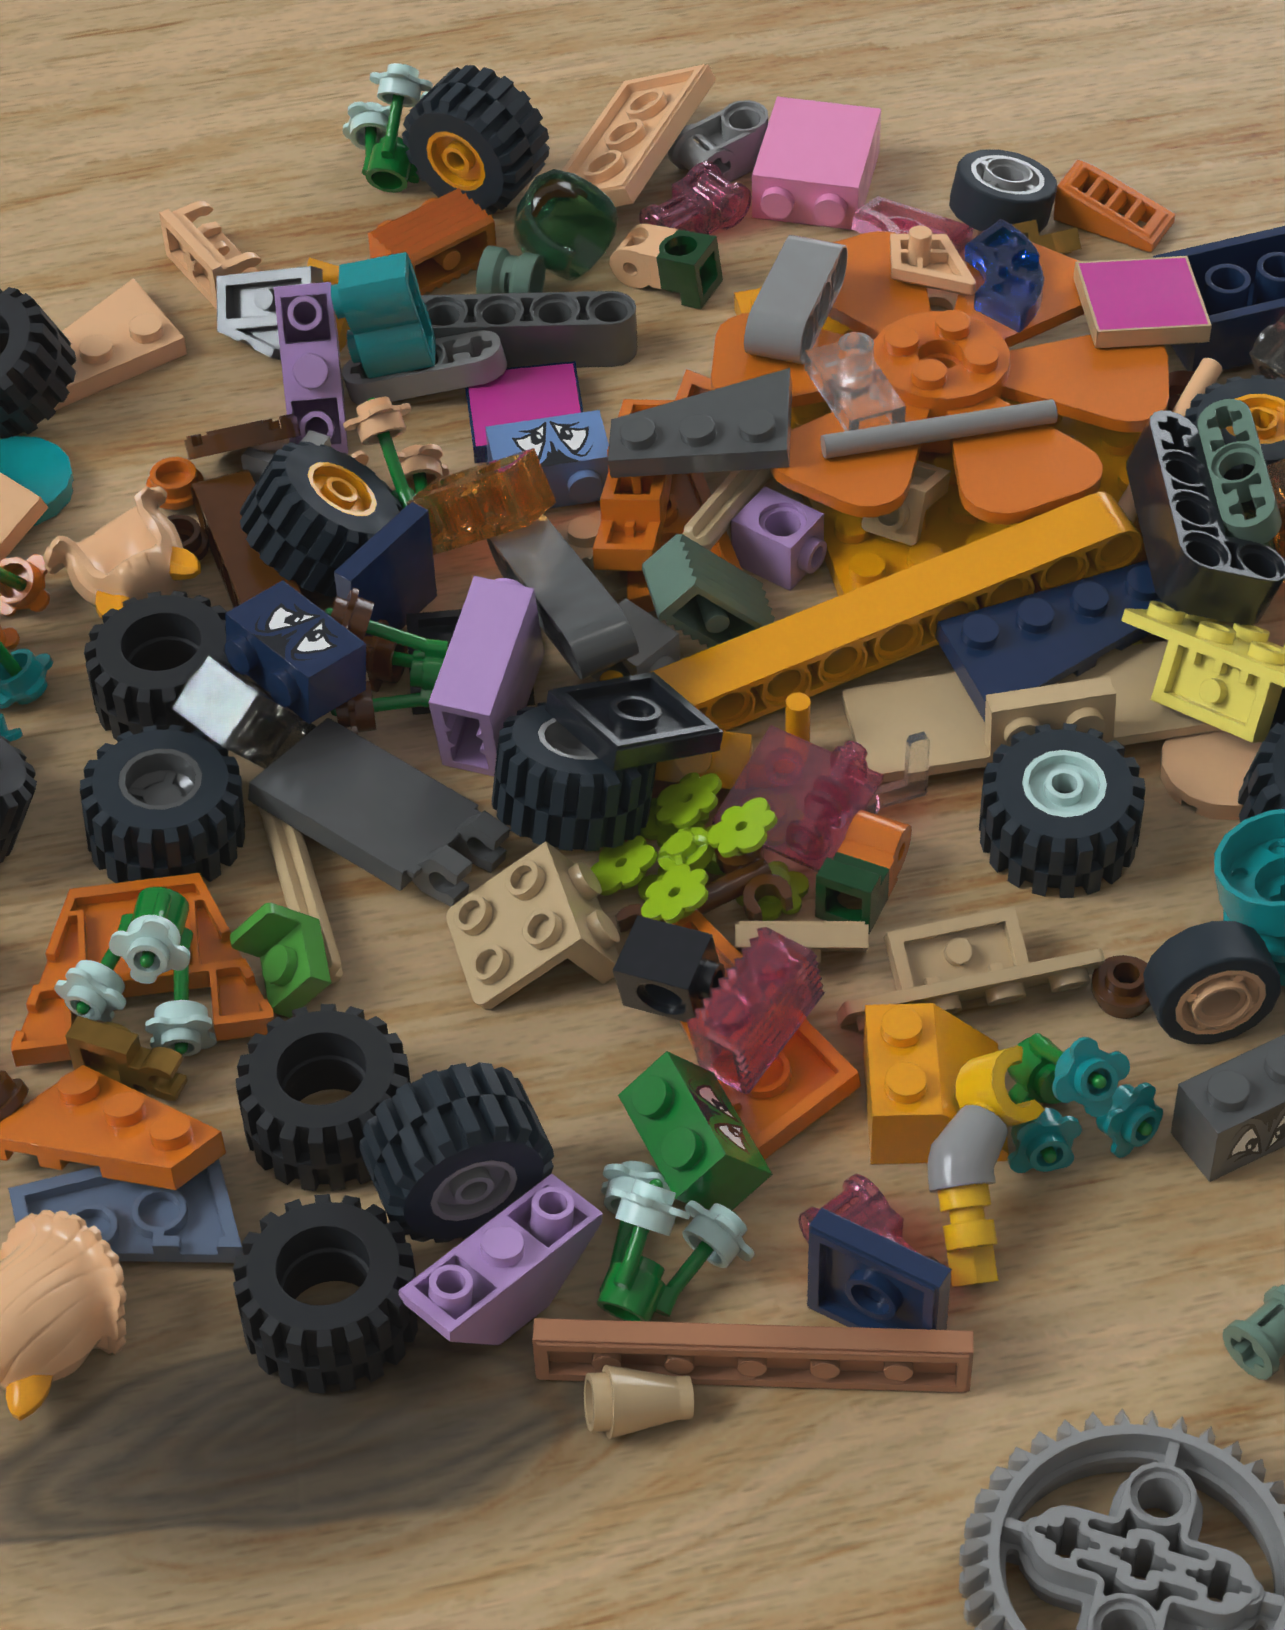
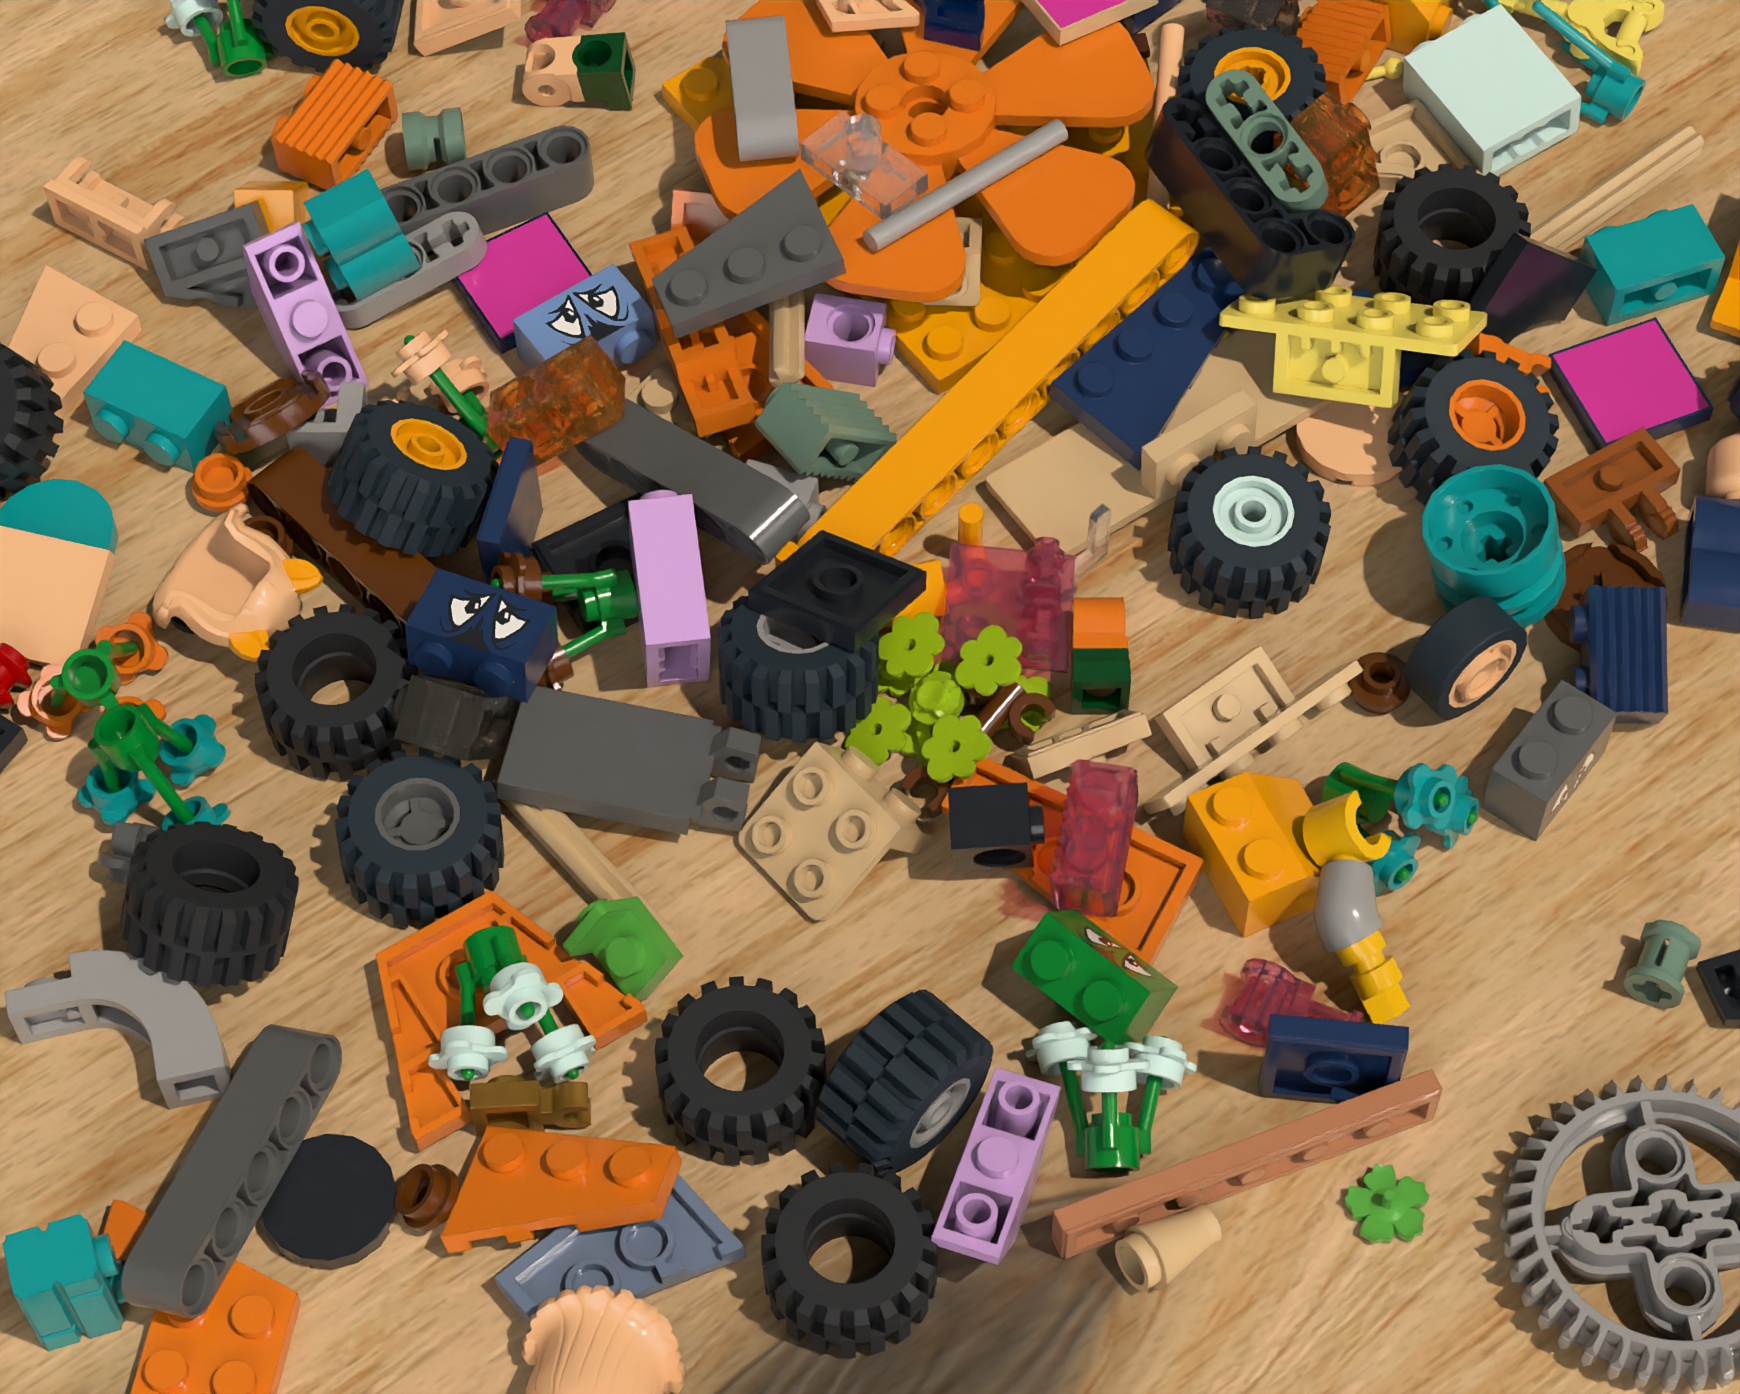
camera: 25 degrees left, 10 degrees up
(152, 405) = (157, 406): none -> teal brick
(565, 223) = (460, 64): clear green piece -> none
(876, 1451) = (1387, 1207): none -> bright green plant

